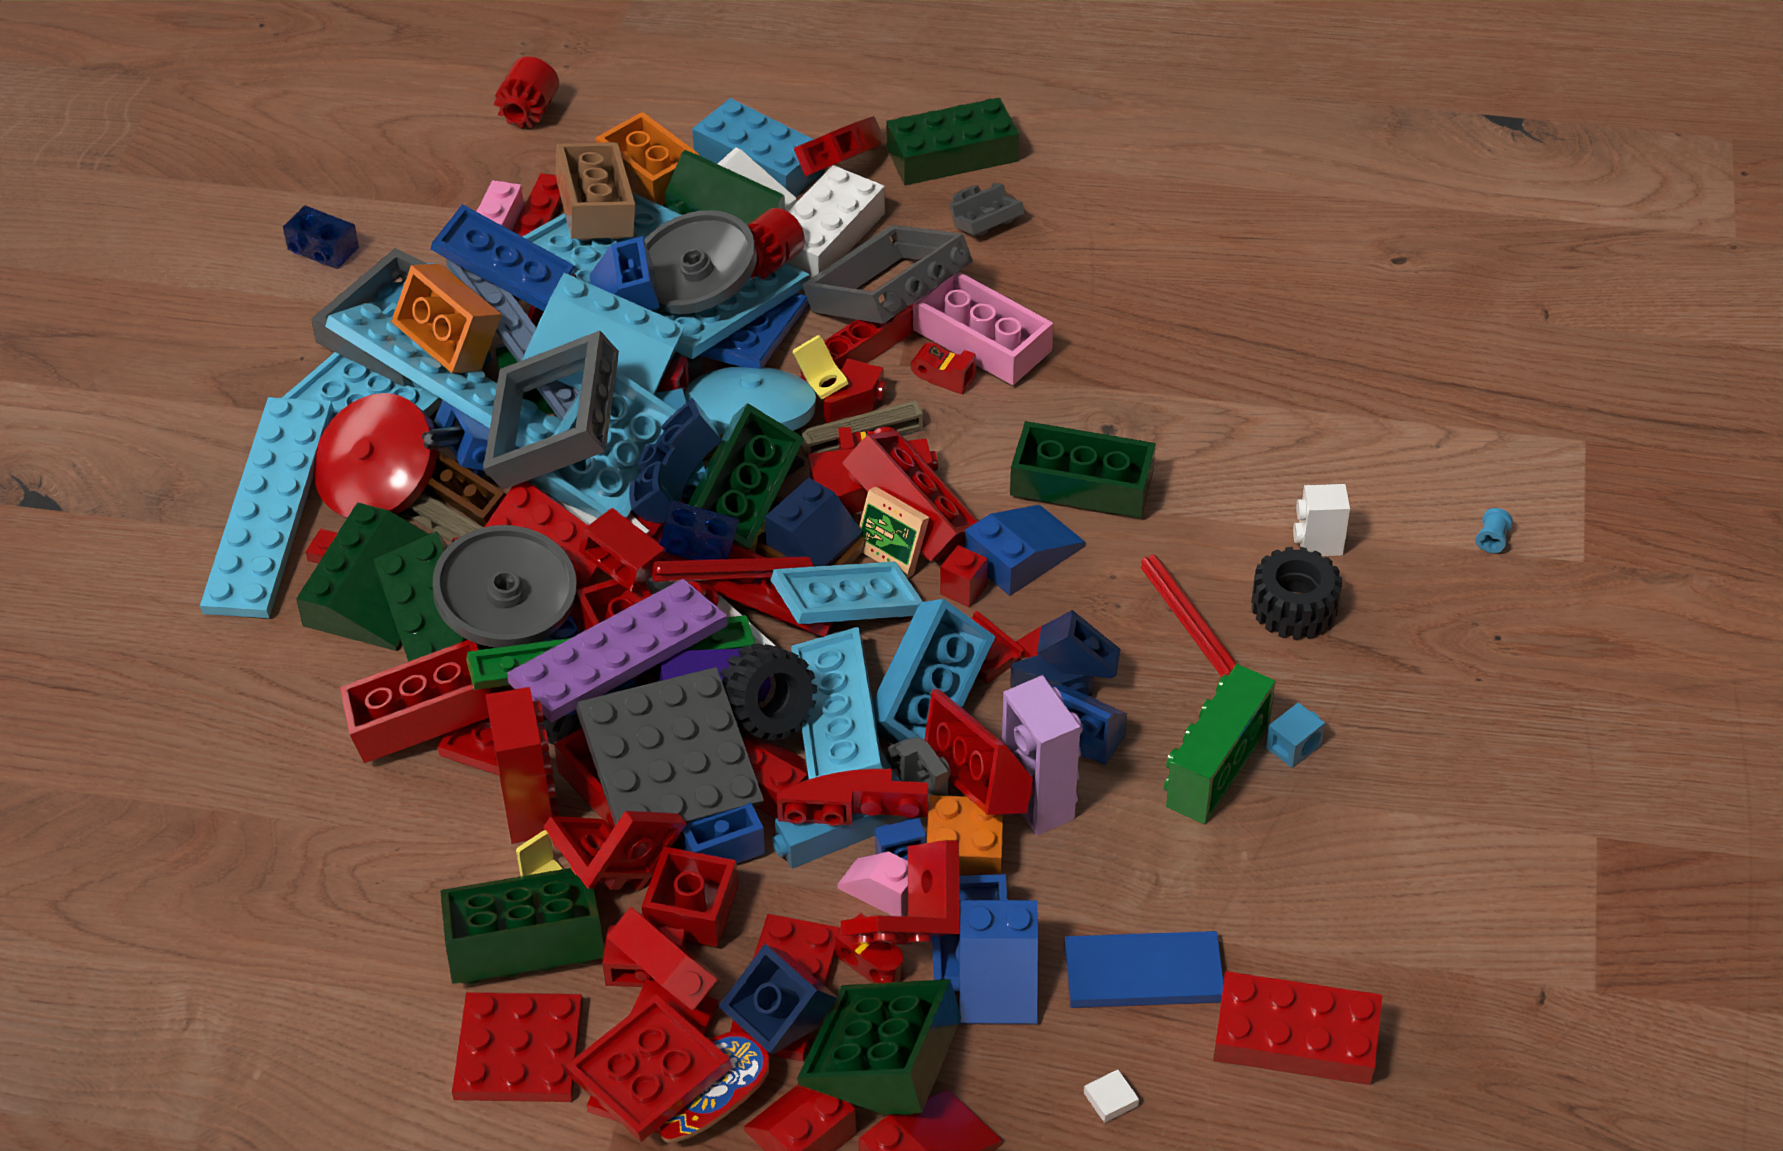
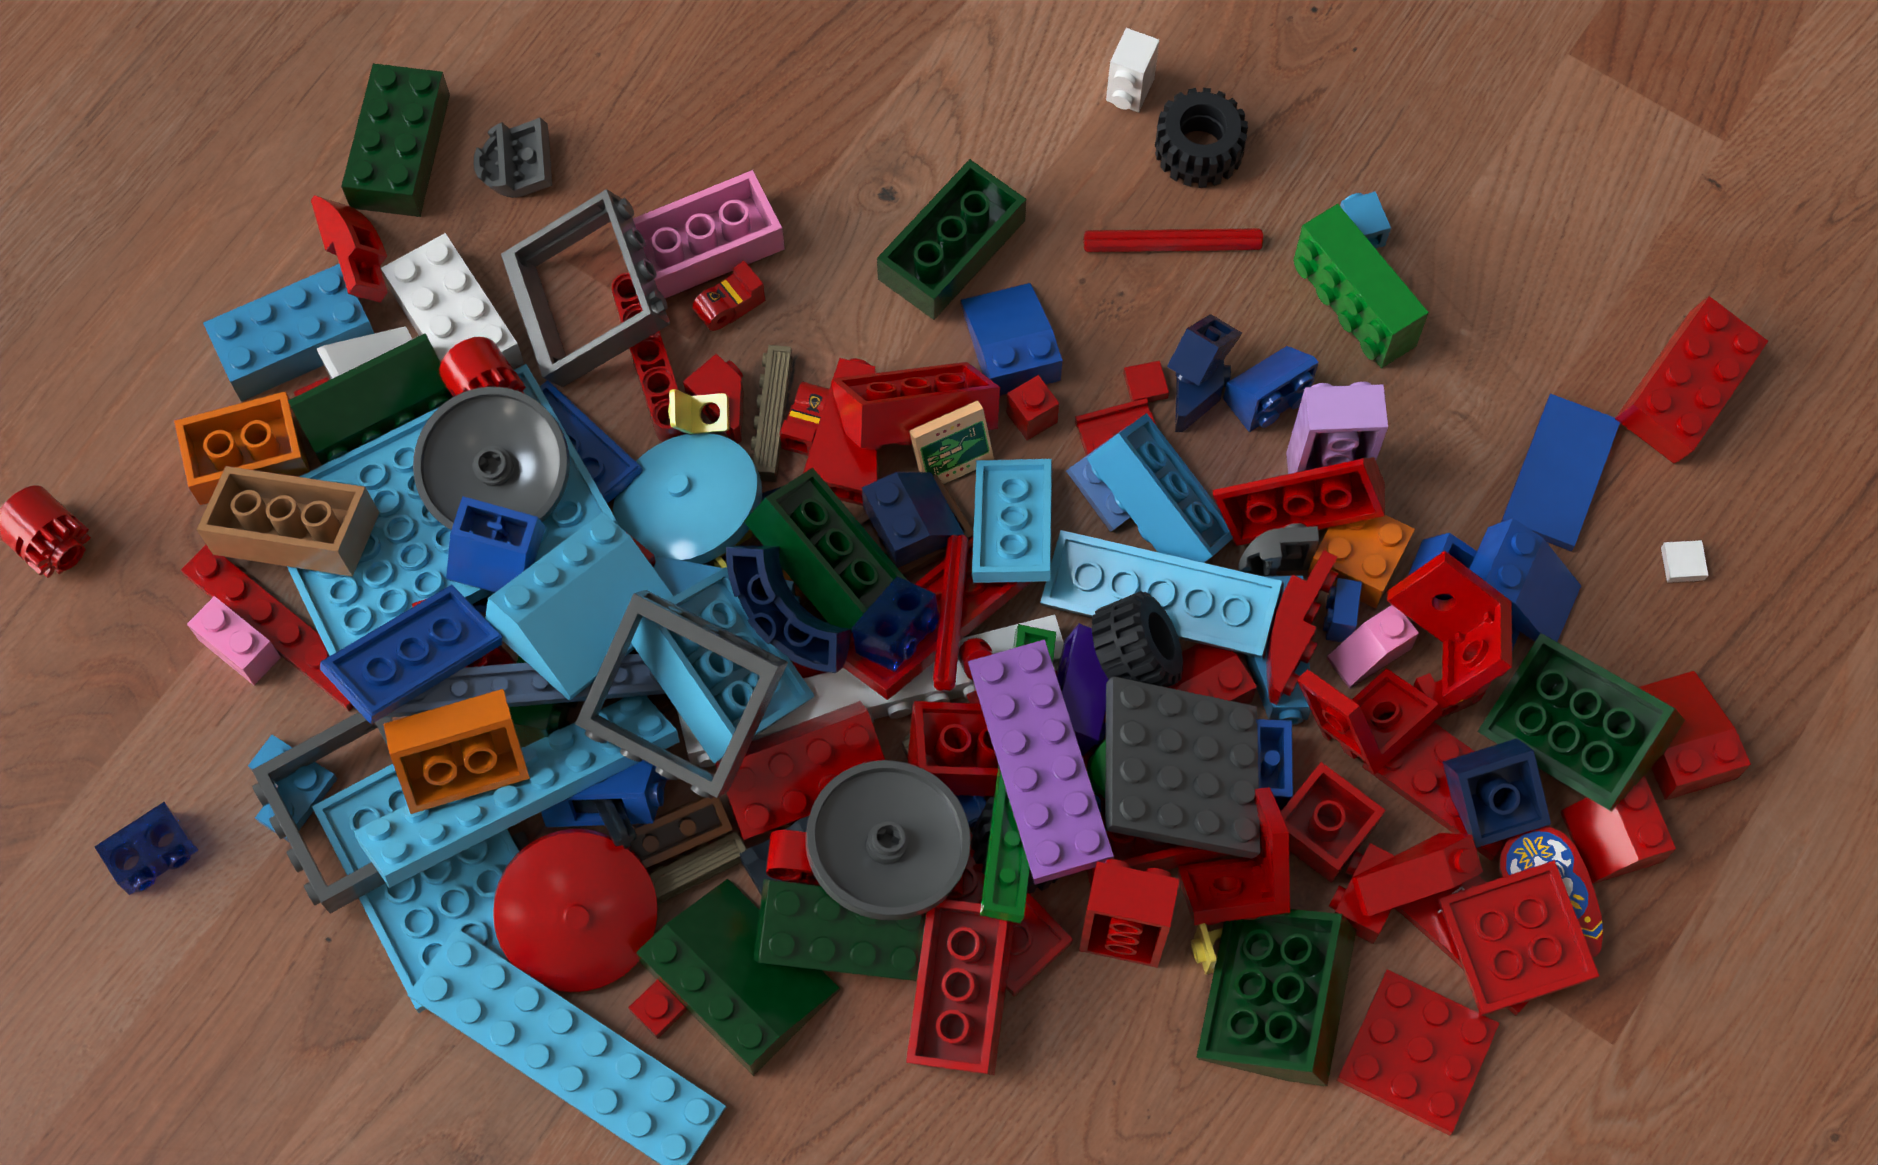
camera: 65 degrees left, 20 degrees up
(620, 549) = (899, 703): red brick -> none
(791, 898) = (1356, 720): none -> red bracket

